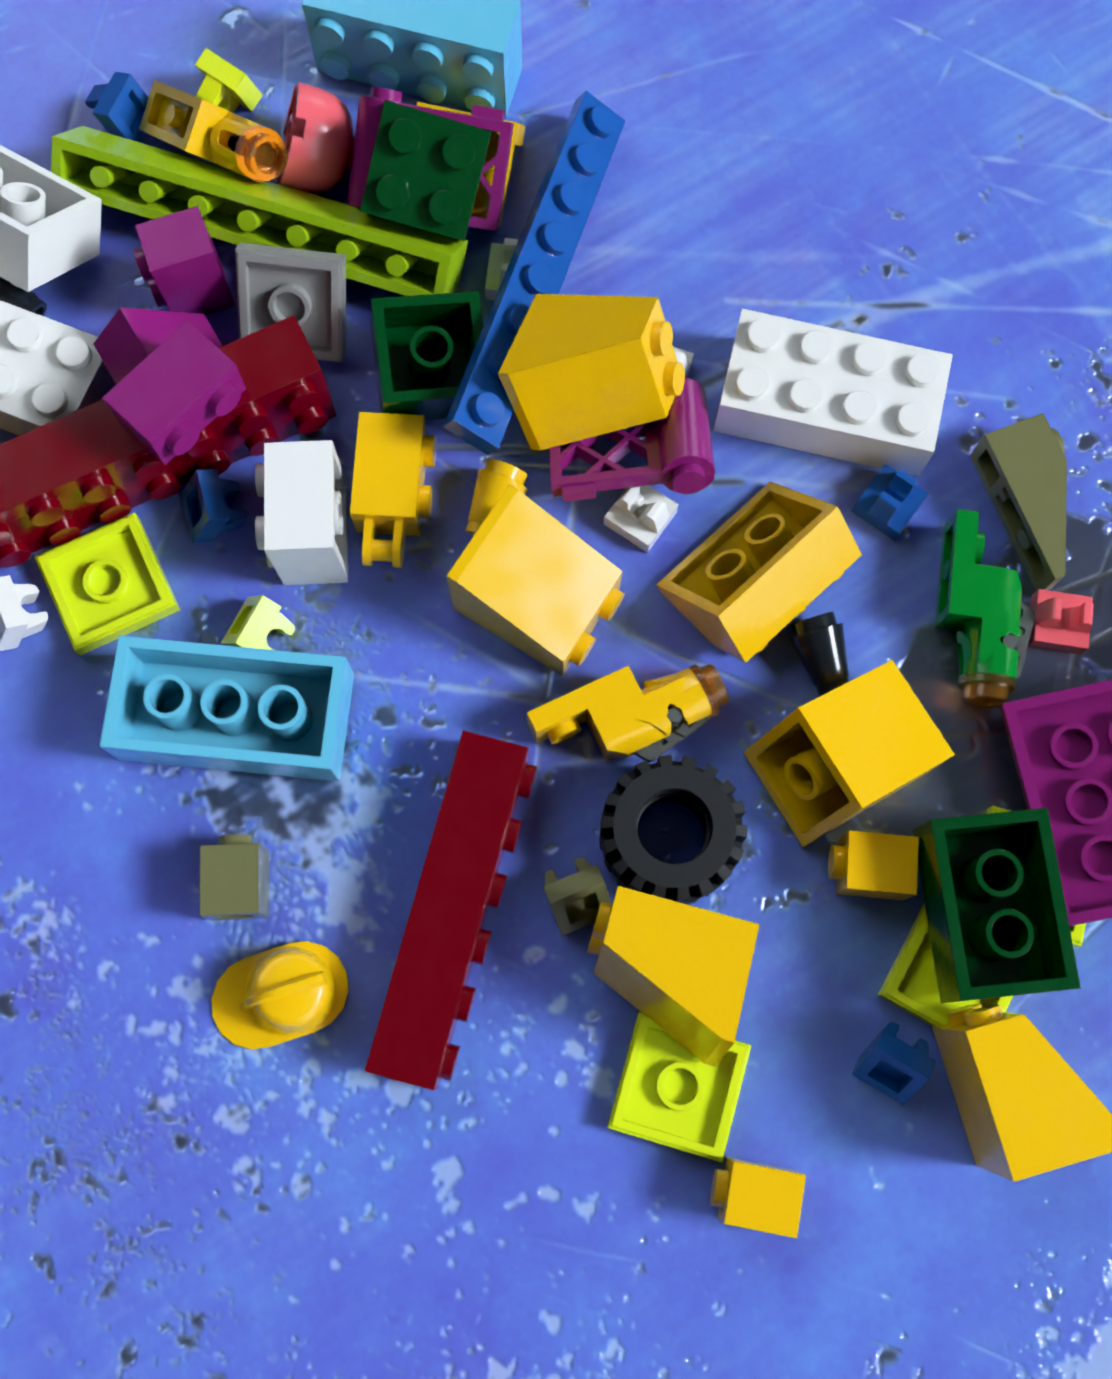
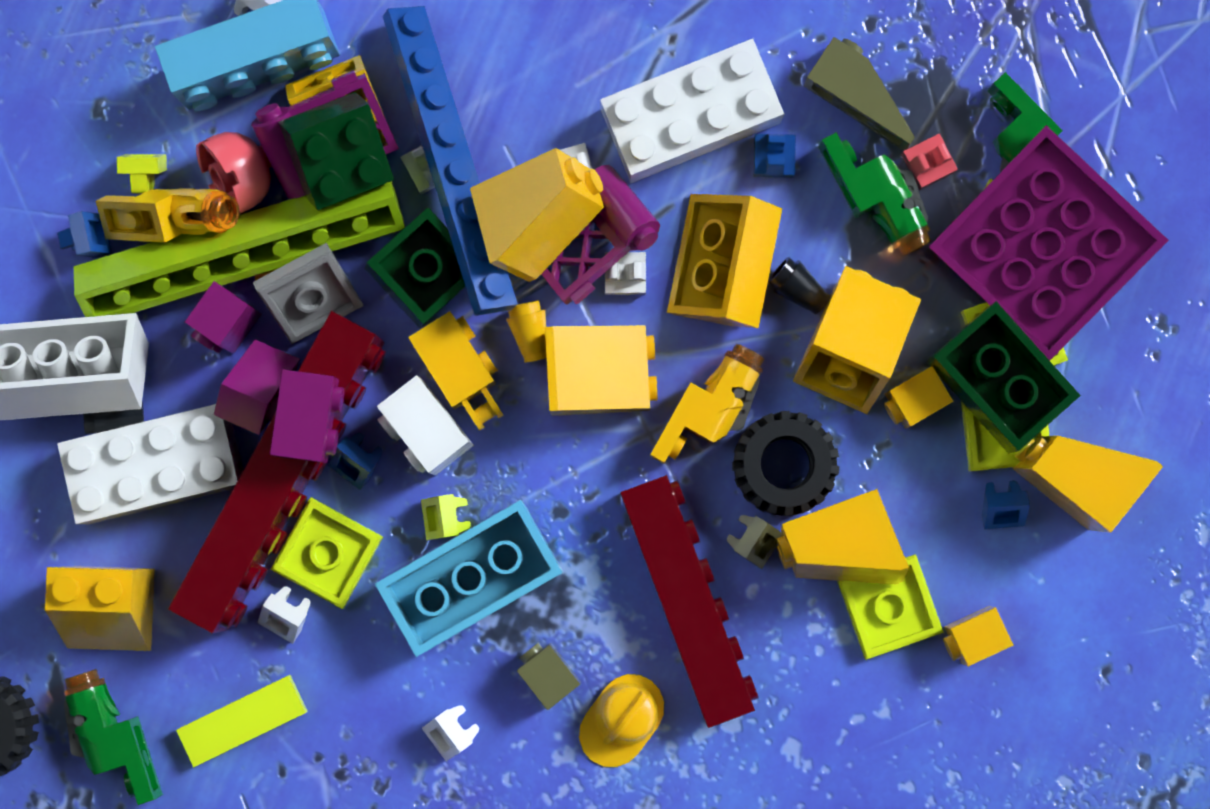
camera: 30 degrees left, 10 degrees up
(75, 866) = (447, 733): none -> white tile

